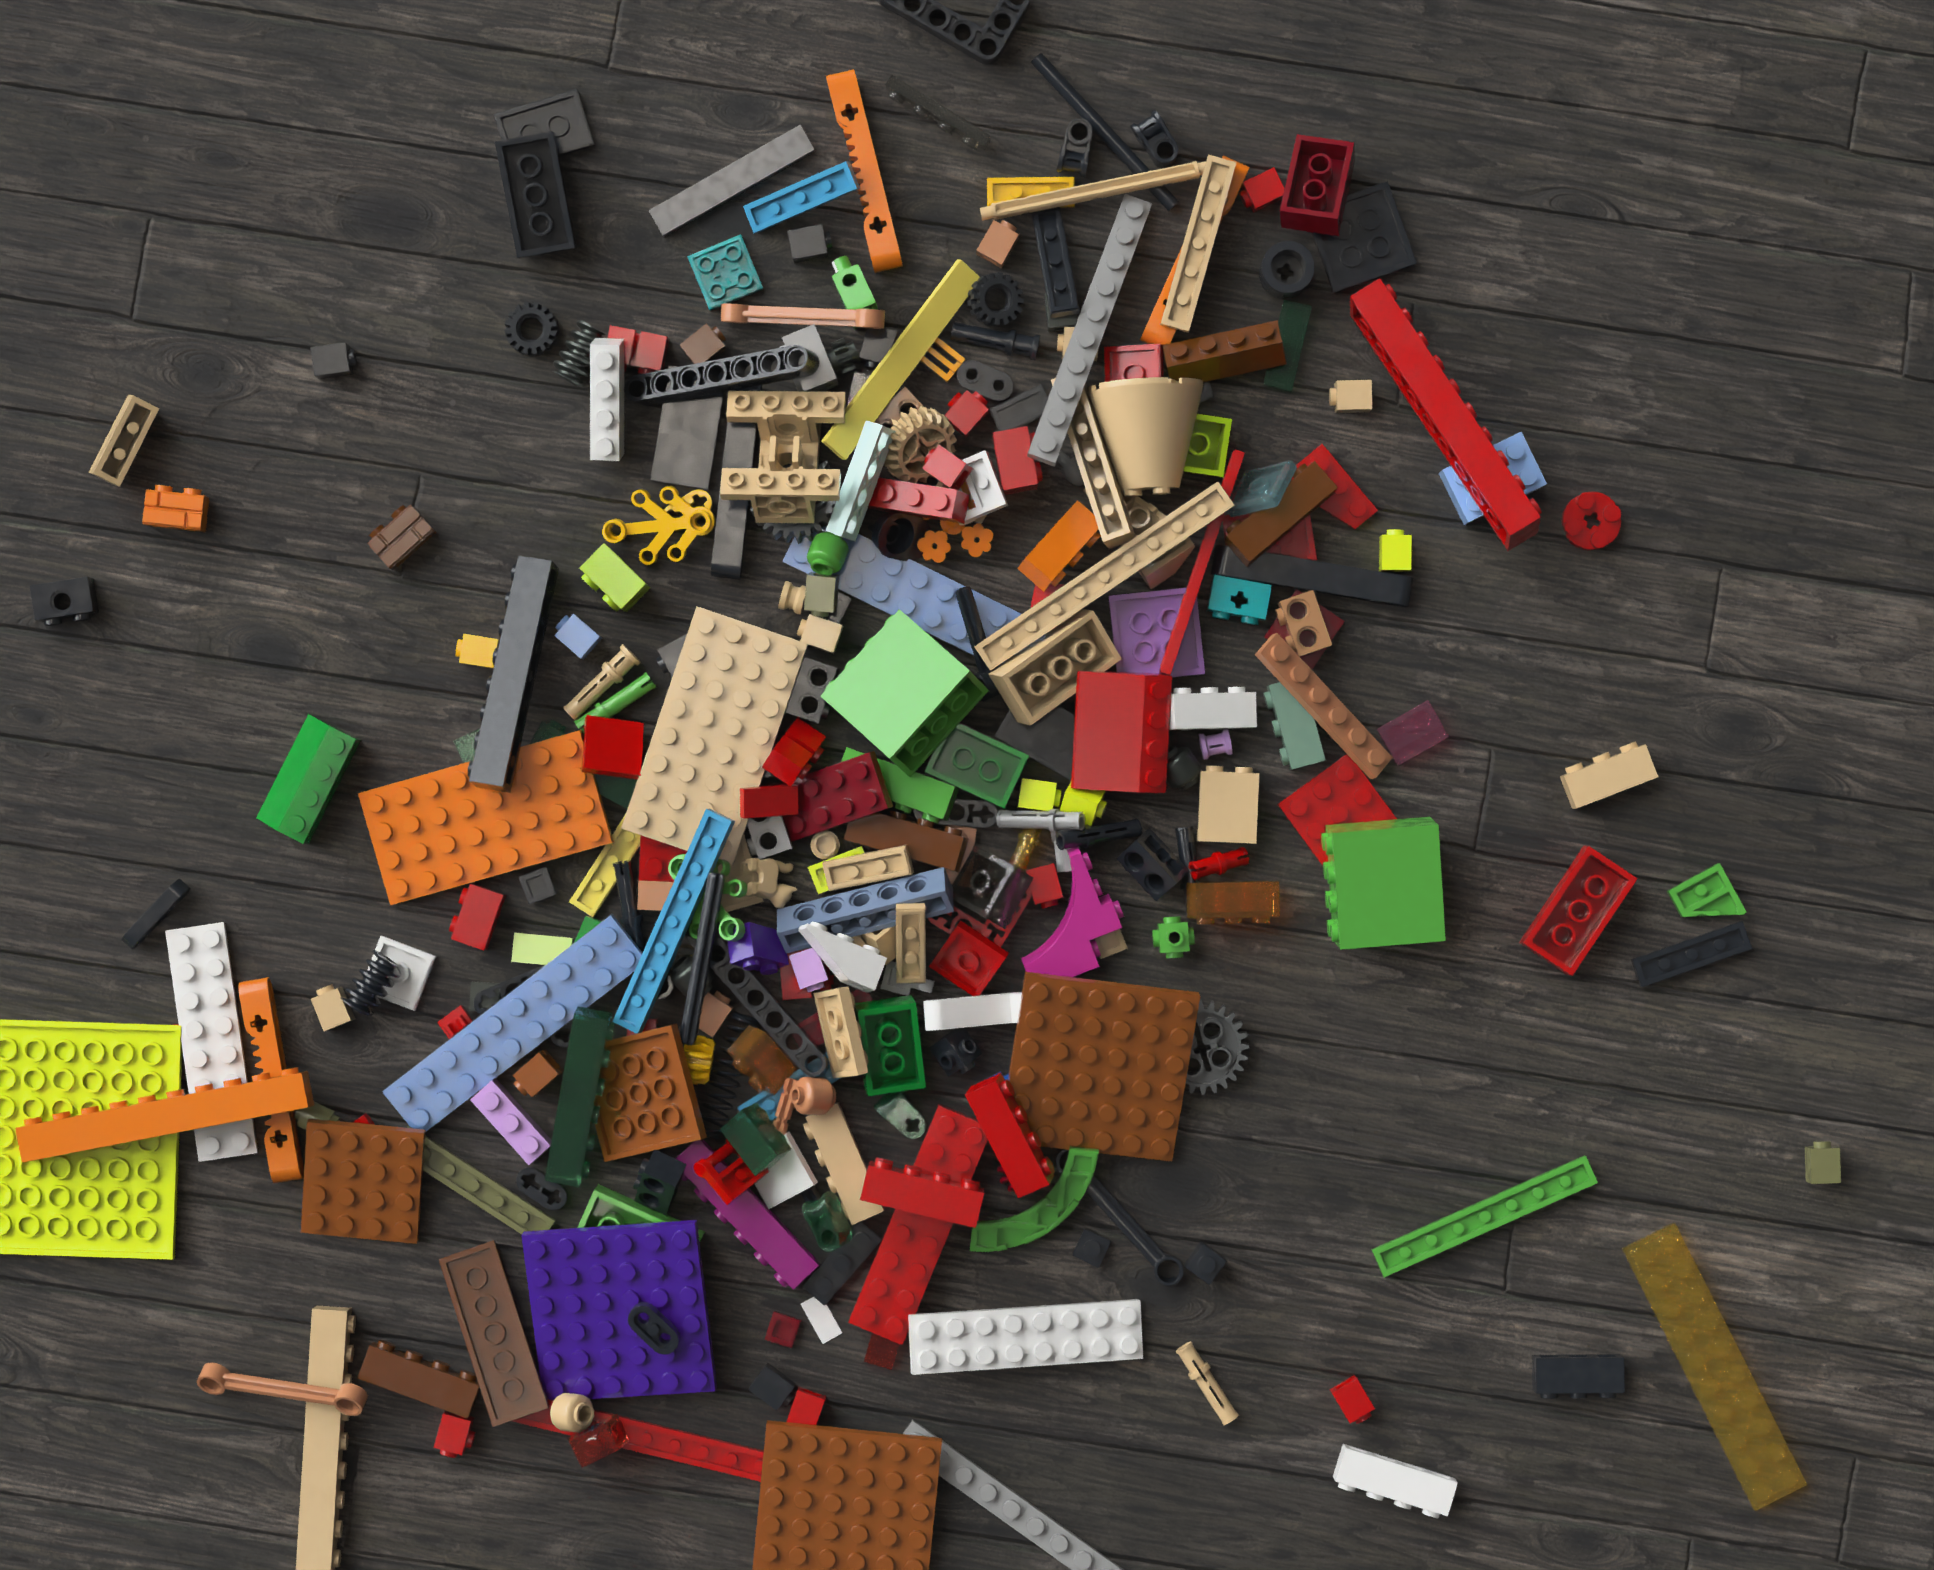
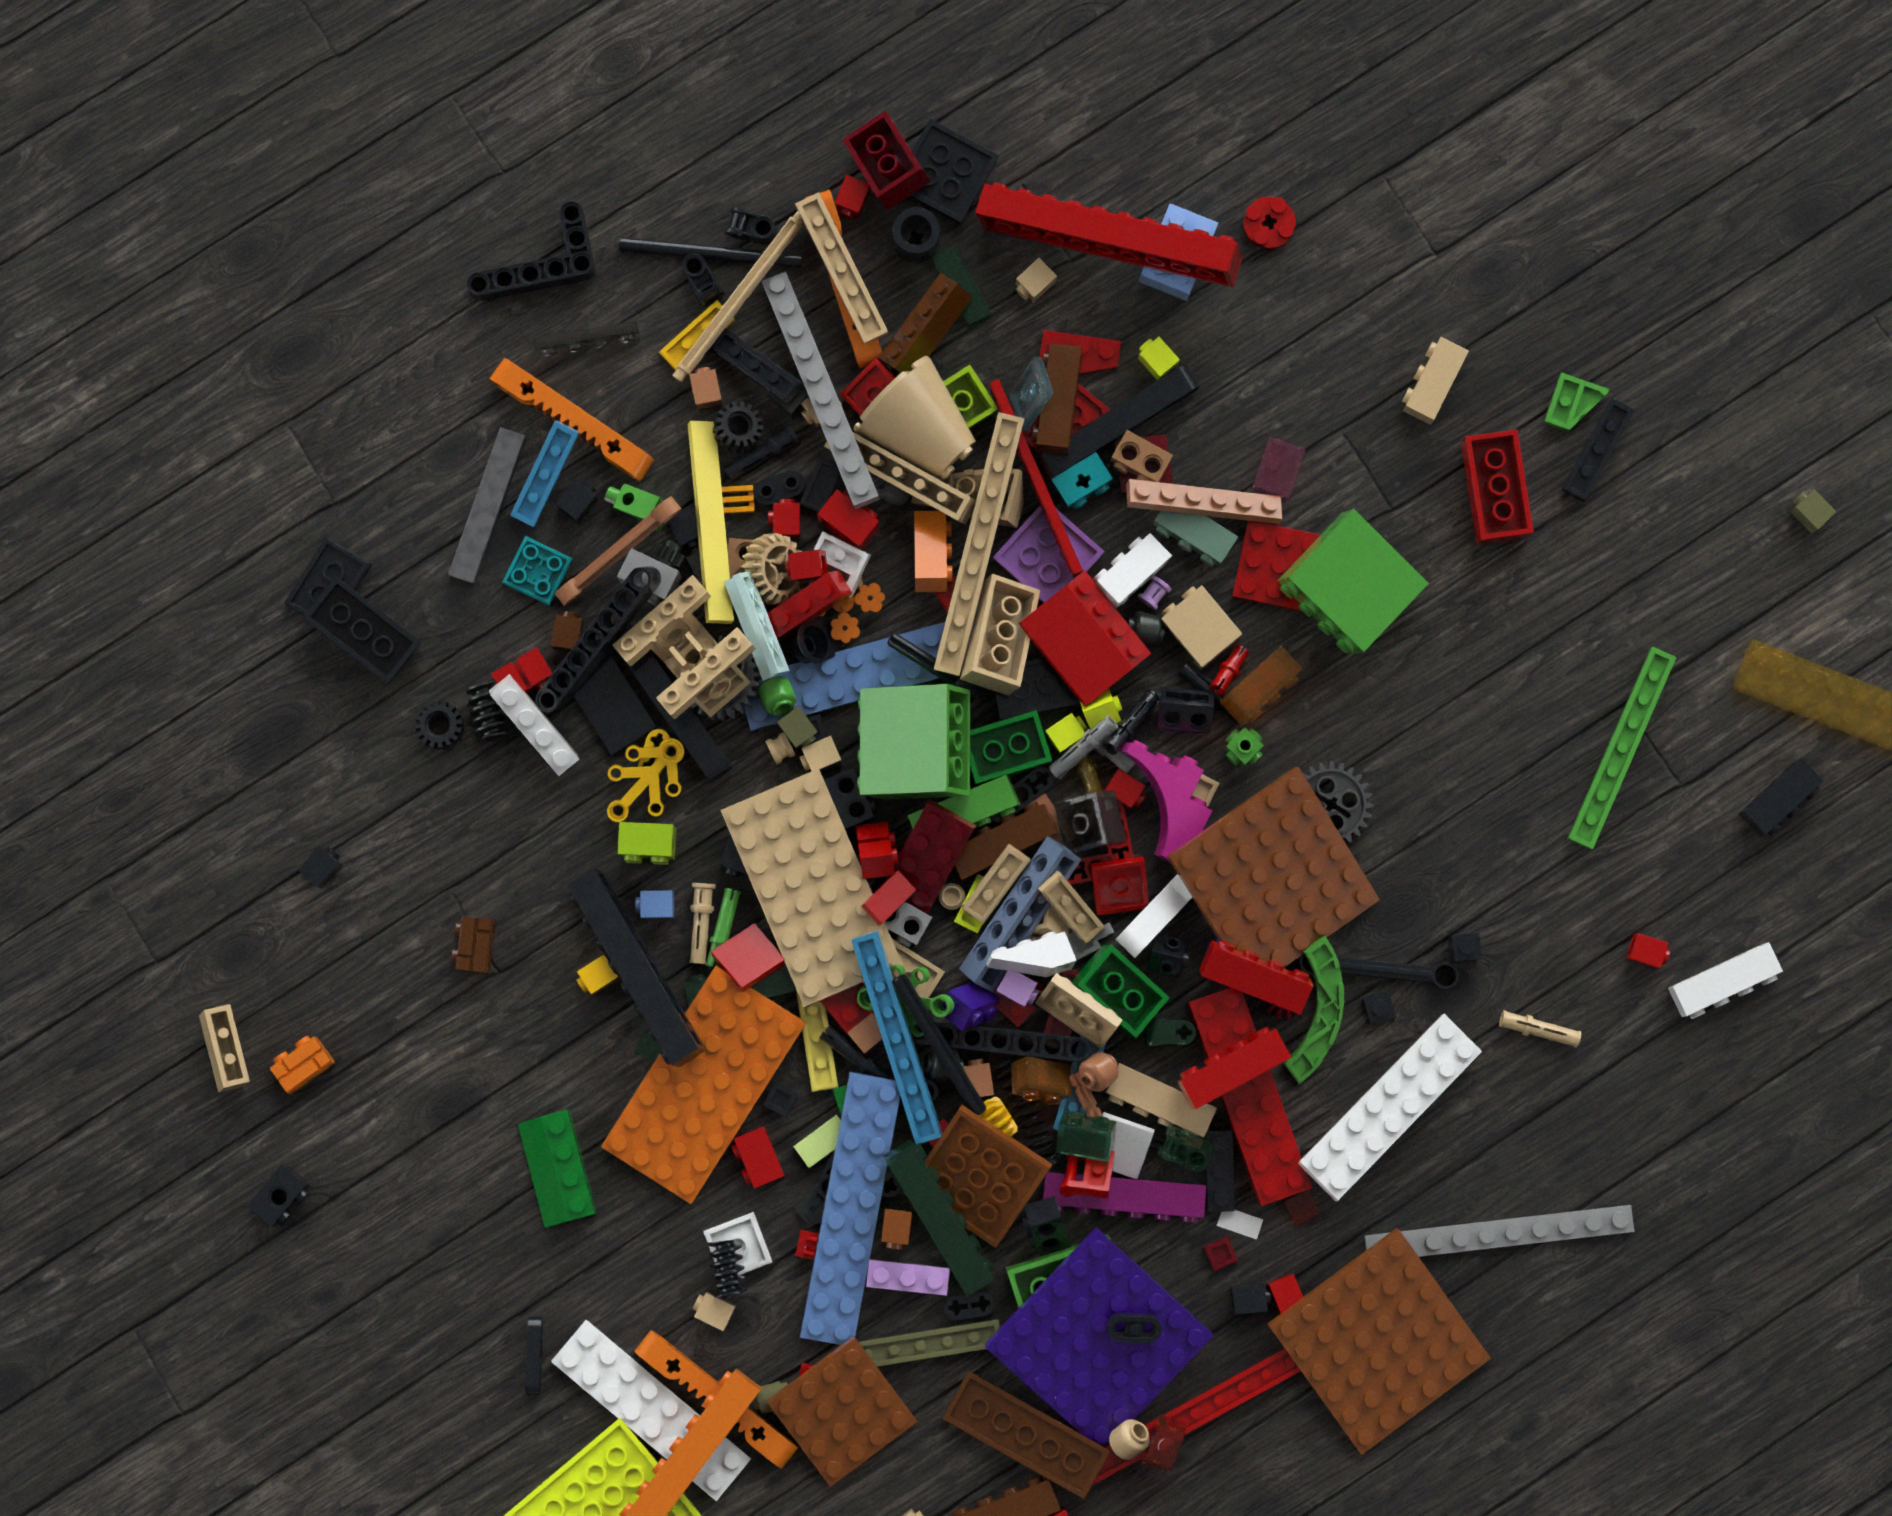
camera: 50 degrees left, 5 degrees down
(765, 879) = (933, 955): tan animal -> none

